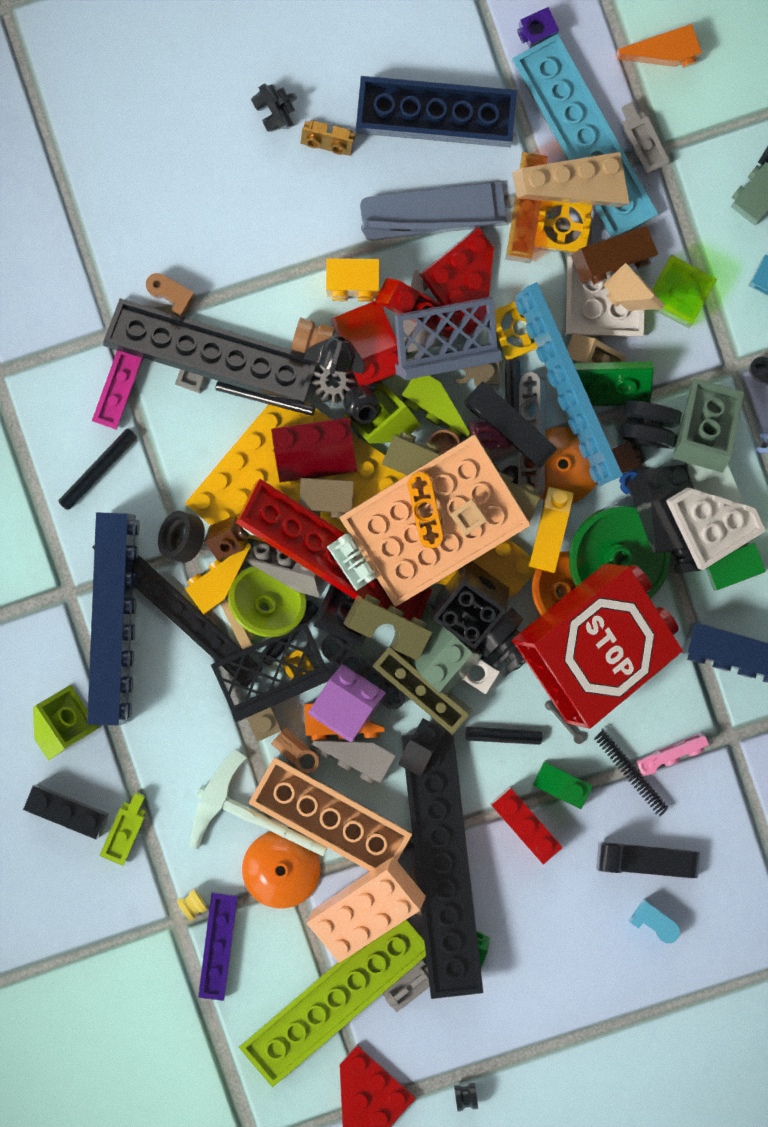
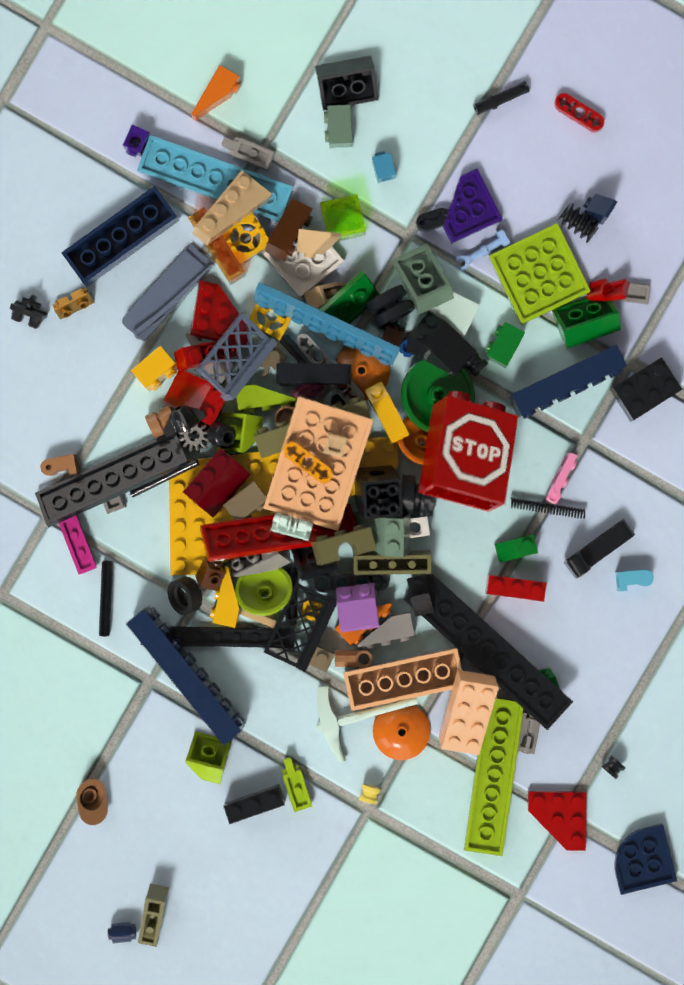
camera: 40 degrees left, 0 degrees up
(217, 946) = (403, 804): dark purple plate -> none
(503, 735) = (459, 549): black axle -> none
(578, 738) = (502, 514): dark grey hinge -> none
(713, 524) = (473, 331): white plate -> none

